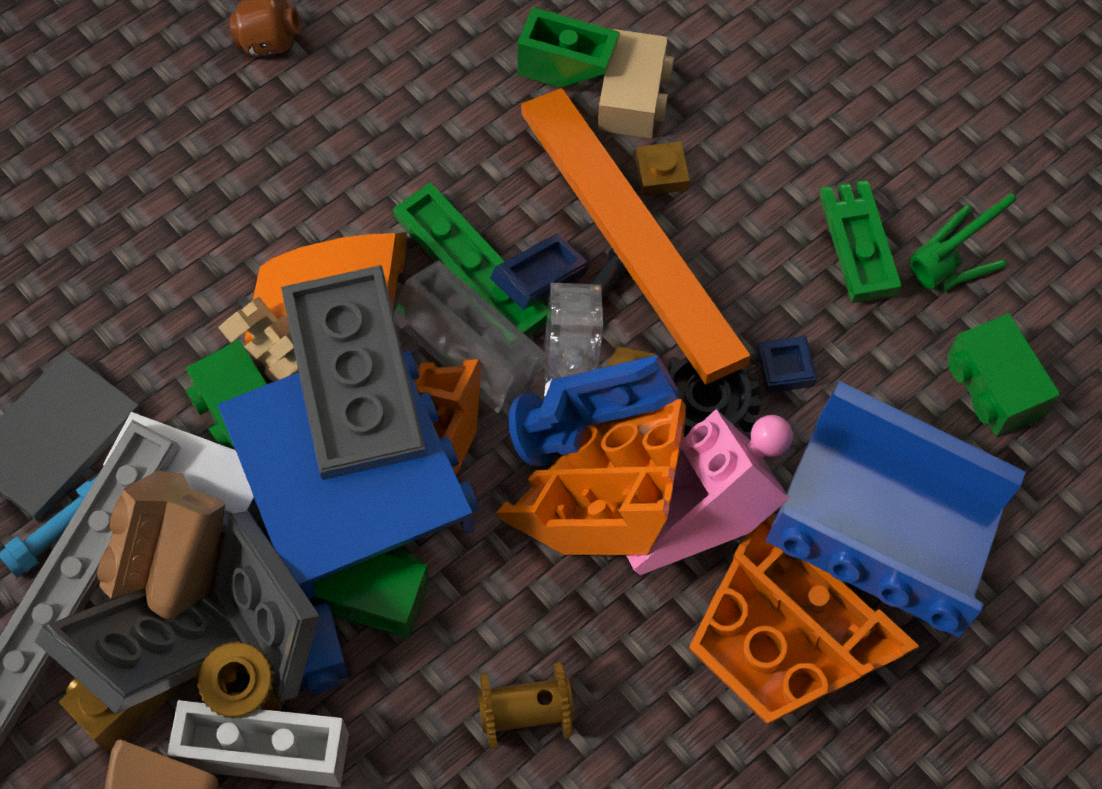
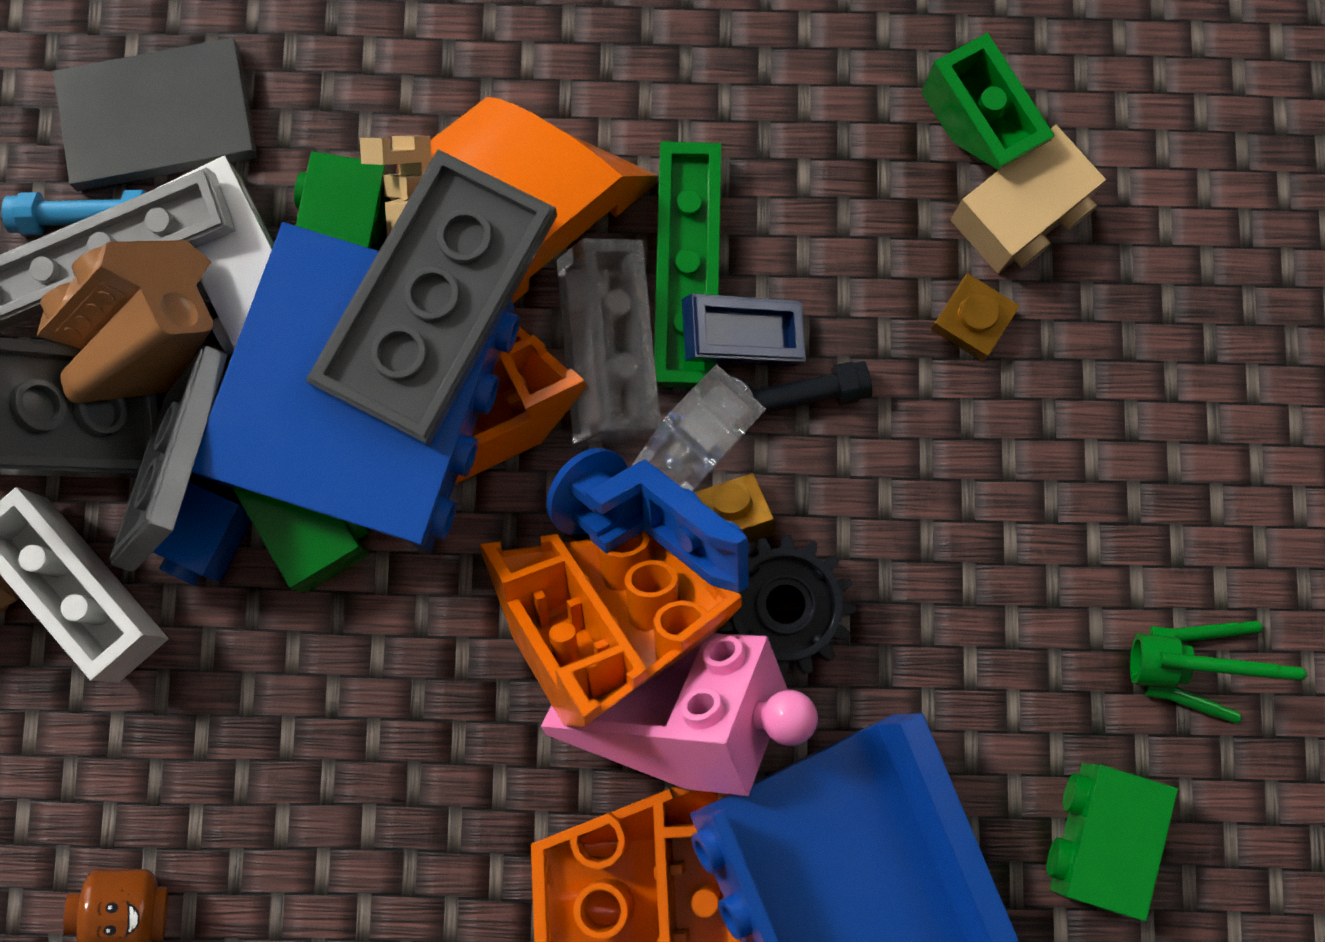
camera: 40 degrees right, 15 degrees up
(222, 674) = (93, 518): pearl gold hose -> none
(520, 708) = (329, 757): pearl gold hose -> none
(636, 237) = (869, 375): orange tile -> none
(786, 364) = (906, 633): dark blue tile -> none
(860, 242) = (1103, 571): green hinge -> none

